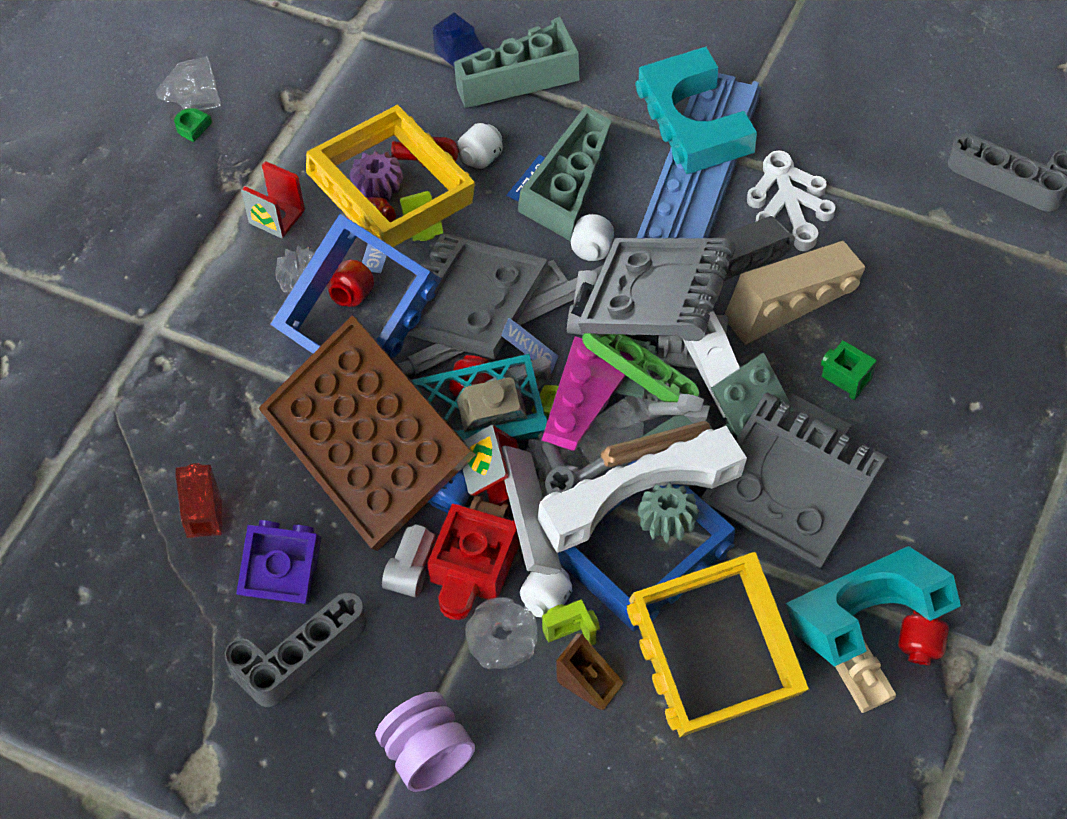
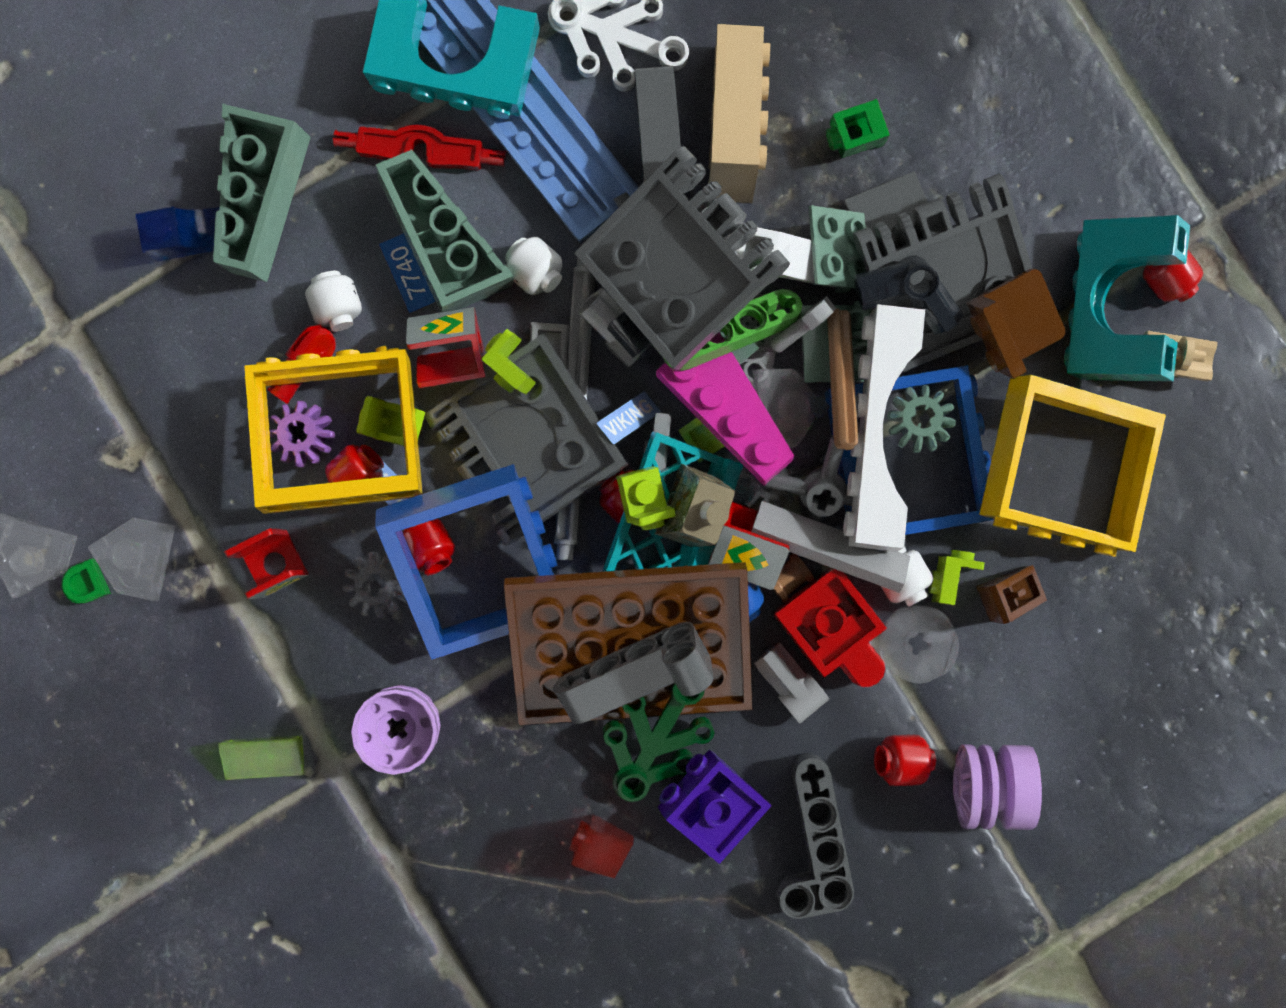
camera: 60 degrees left, 30 degrees up
(134, 276) = (262, 757): none -> clear neon green slope
(206, 329) = (397, 752): none -> lavender wheel
(228, 139) = (135, 557): none -> clear plate
(304, 492) = (653, 744): none -> dark green plant
(345, 435) = (636, 671): none -> dark grey beam
(402, 673) = (904, 760): none -> red head
(476, 367) = (644, 498): none -> lime bracket
(511, 239) = (508, 374): none -> lime bracket
(517, 214) = (444, 329): none -> red piece
(627, 151) = (441, 150): none -> red piece
(760, 464) = (892, 285): none -> black piece
(793, 540) = (1016, 321): none -> reddish brown bracket

